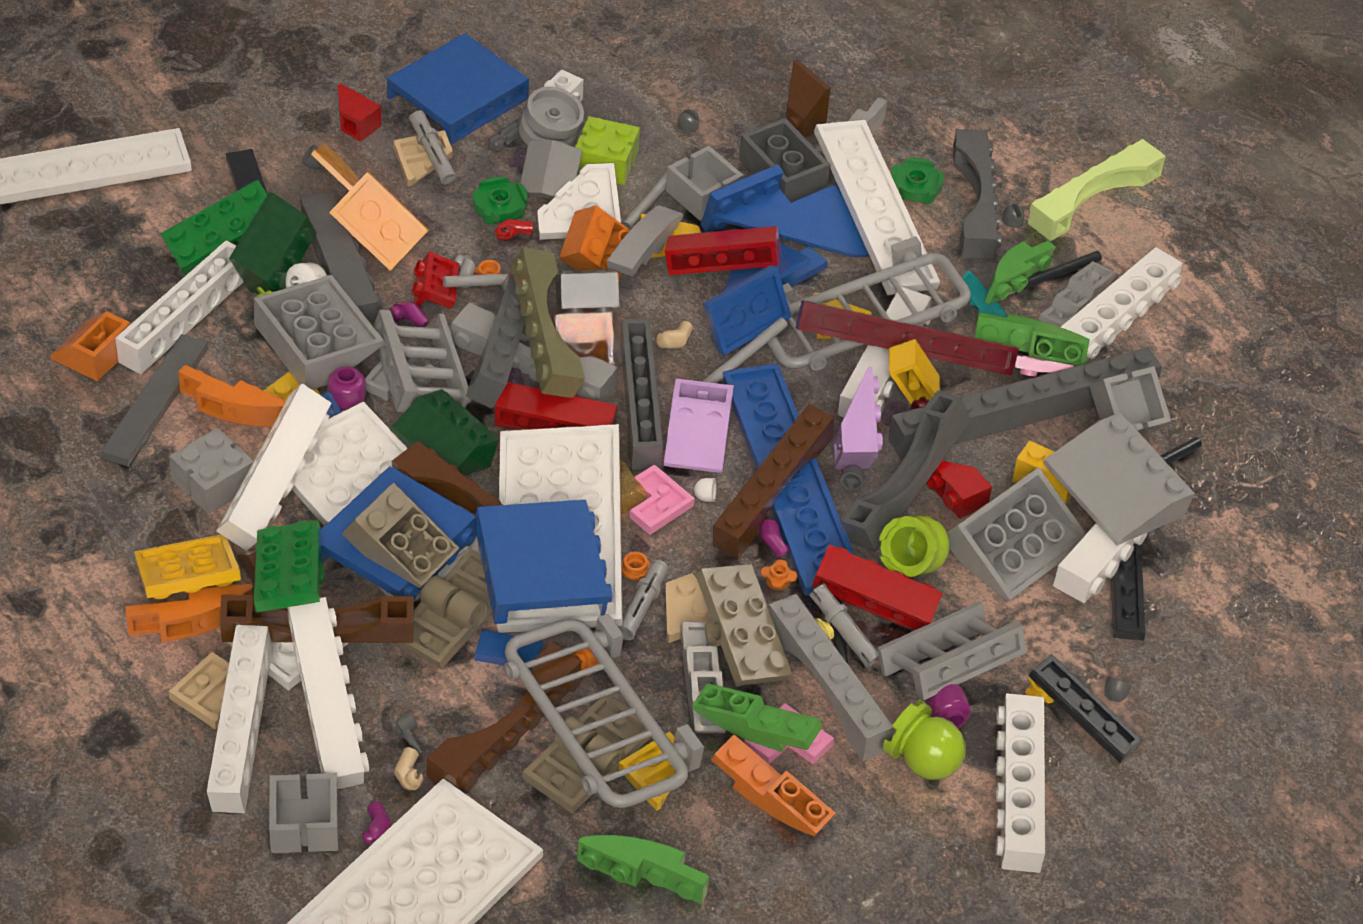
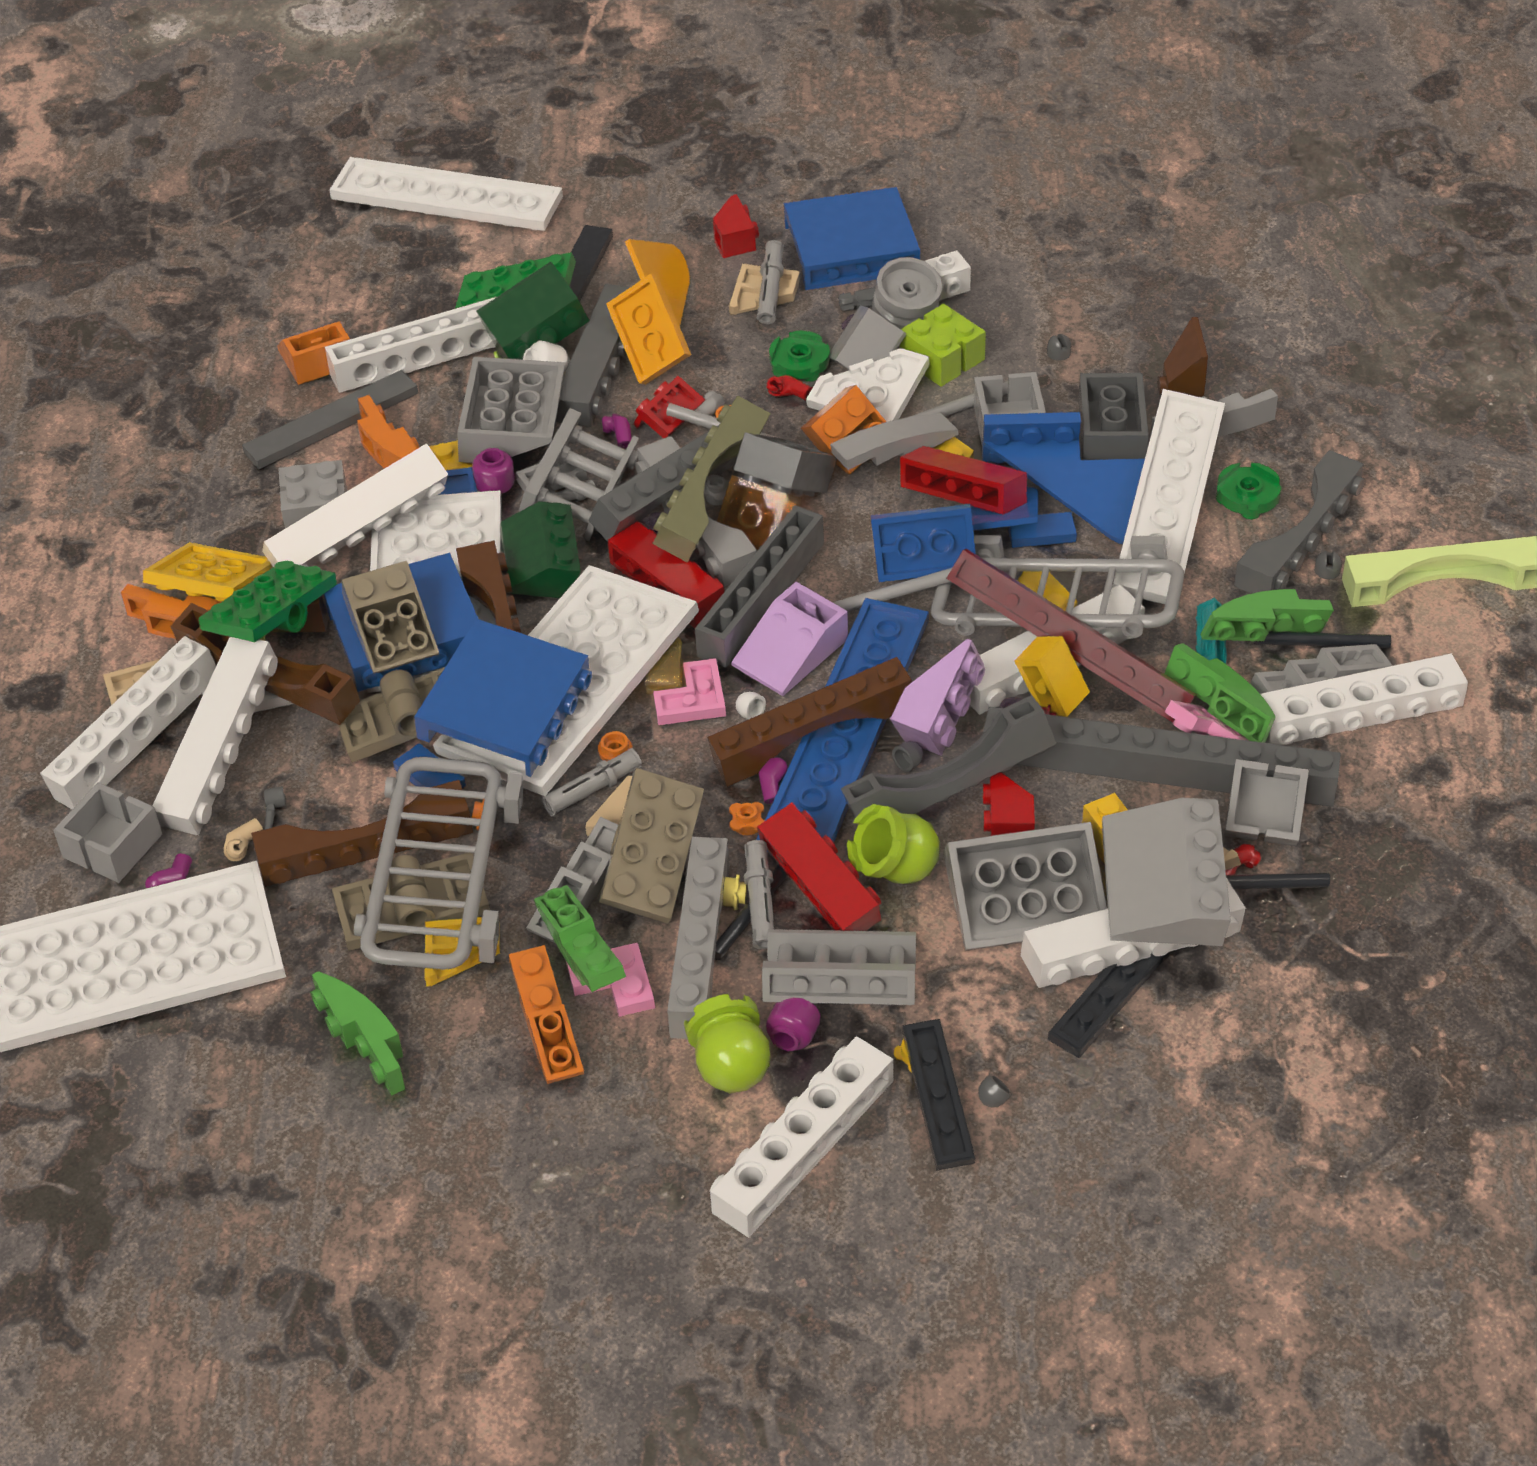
camera: 40 degrees right, 0 degrees up
(675, 338) = (852, 549): tan arm -> none

